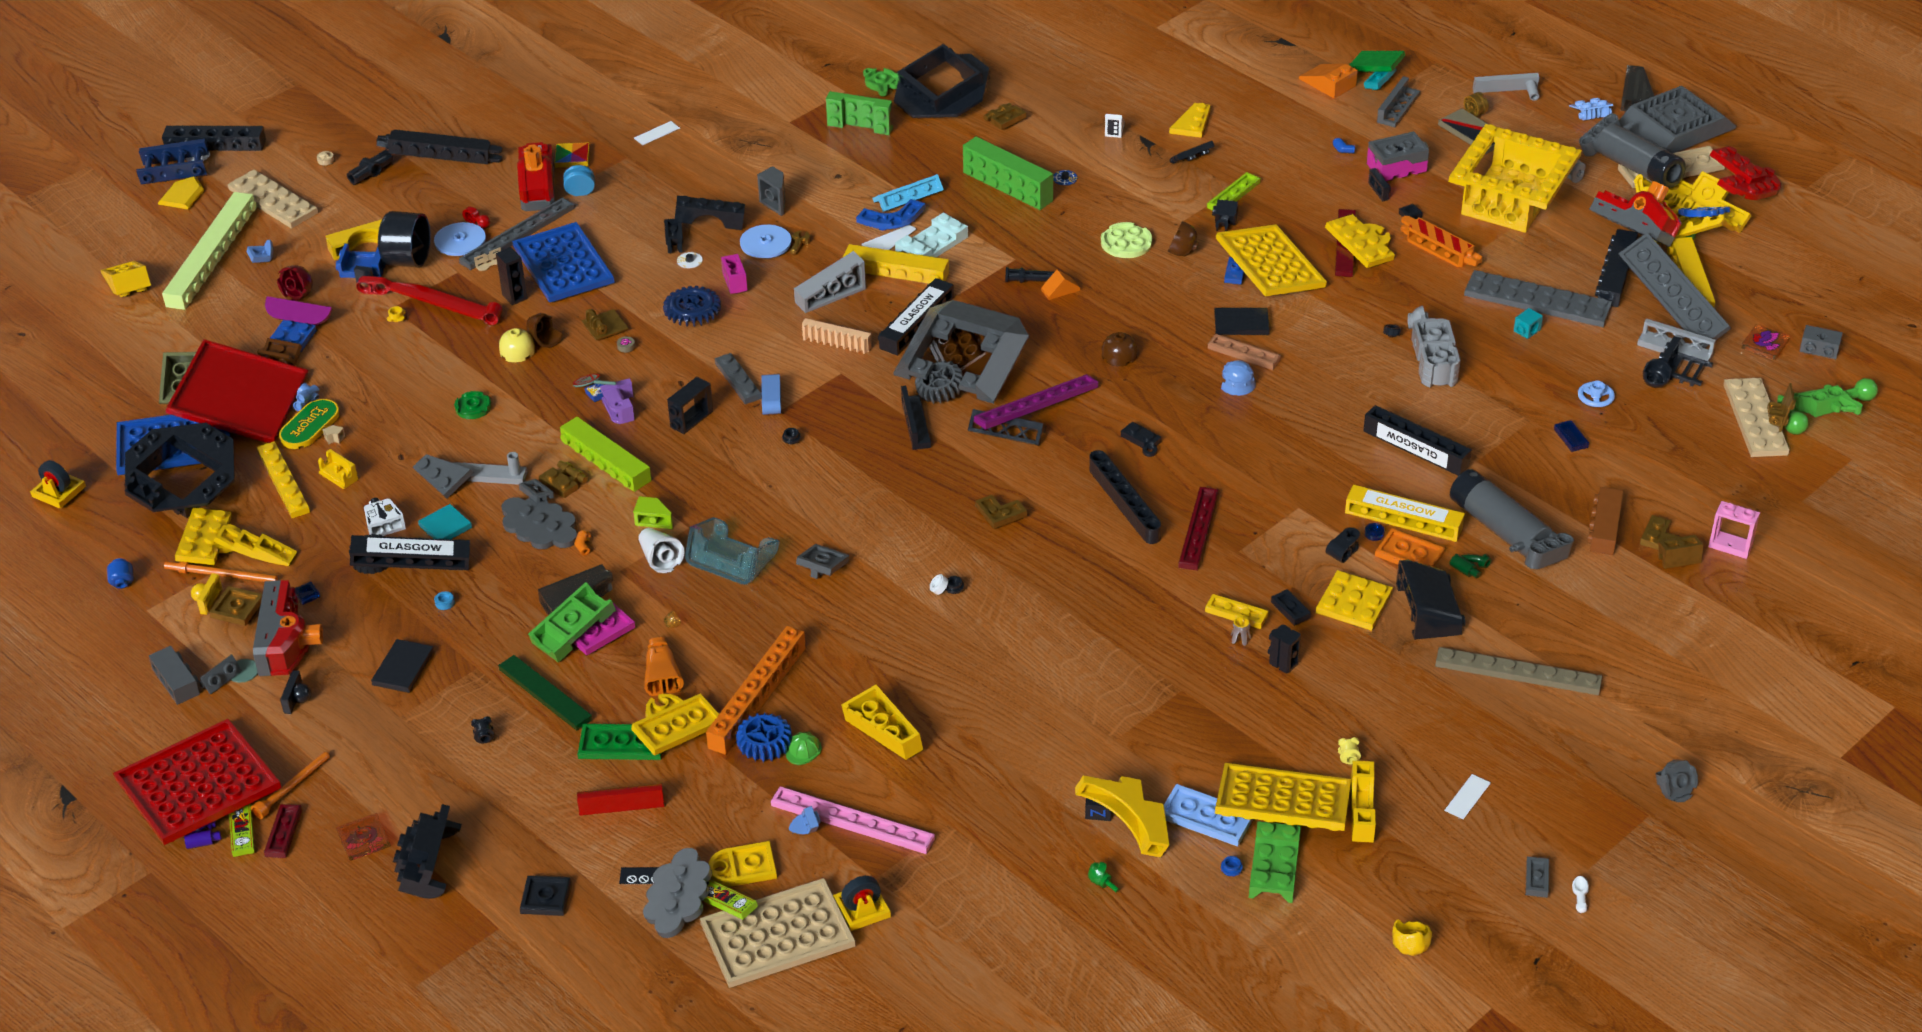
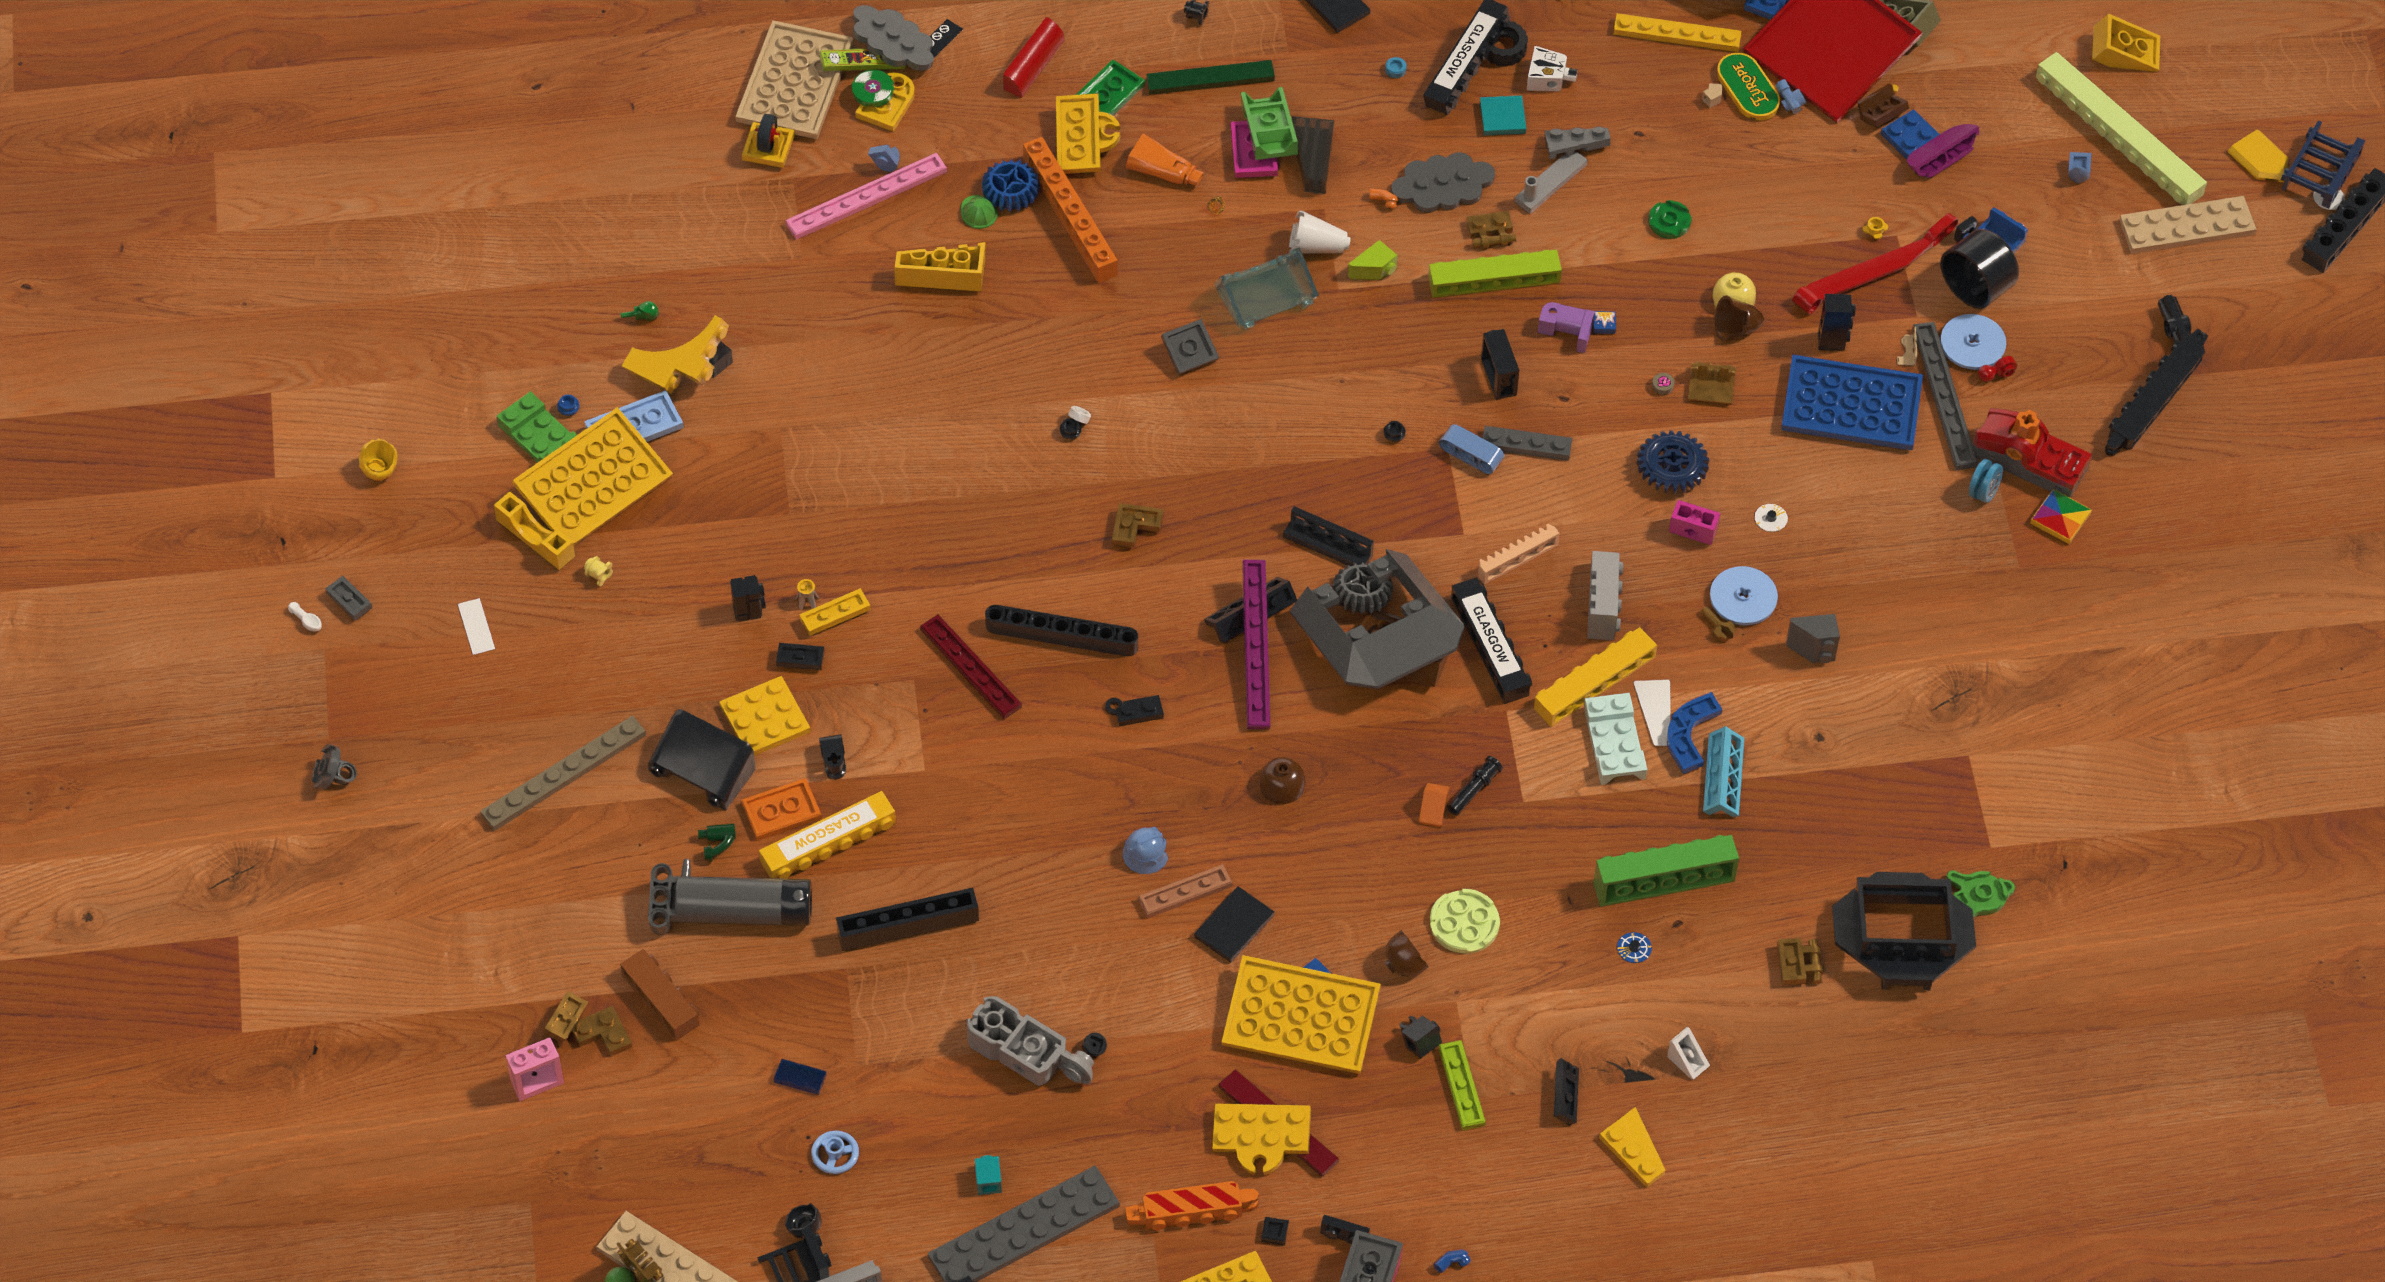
camera: 125 degrees right, 15 degrees up
(295, 282) = (1993, 167): dark red cylinder -> none
(325, 158) = (2234, 301): tan tile -> none
(338, 469) = (1651, 74): yellow hinge -> none
(352, 237) = (2039, 238): yellow arch -> none
(537, 492) = (1486, 200): dark grey tile -> none
(589, 379) = (1624, 318): sand green piece -> none
(656, 133) = (2048, 620): white sticker -> none
(673, 234) = (1821, 520): black hinge -> none
(728, 212) = (1812, 572): black arch -> none
(743, 871) = (872, 88): none -> green tile
(859, 112) = (1886, 819): bright green piece -> none
(1374, 531) = (833, 801): clear blue tile -> none

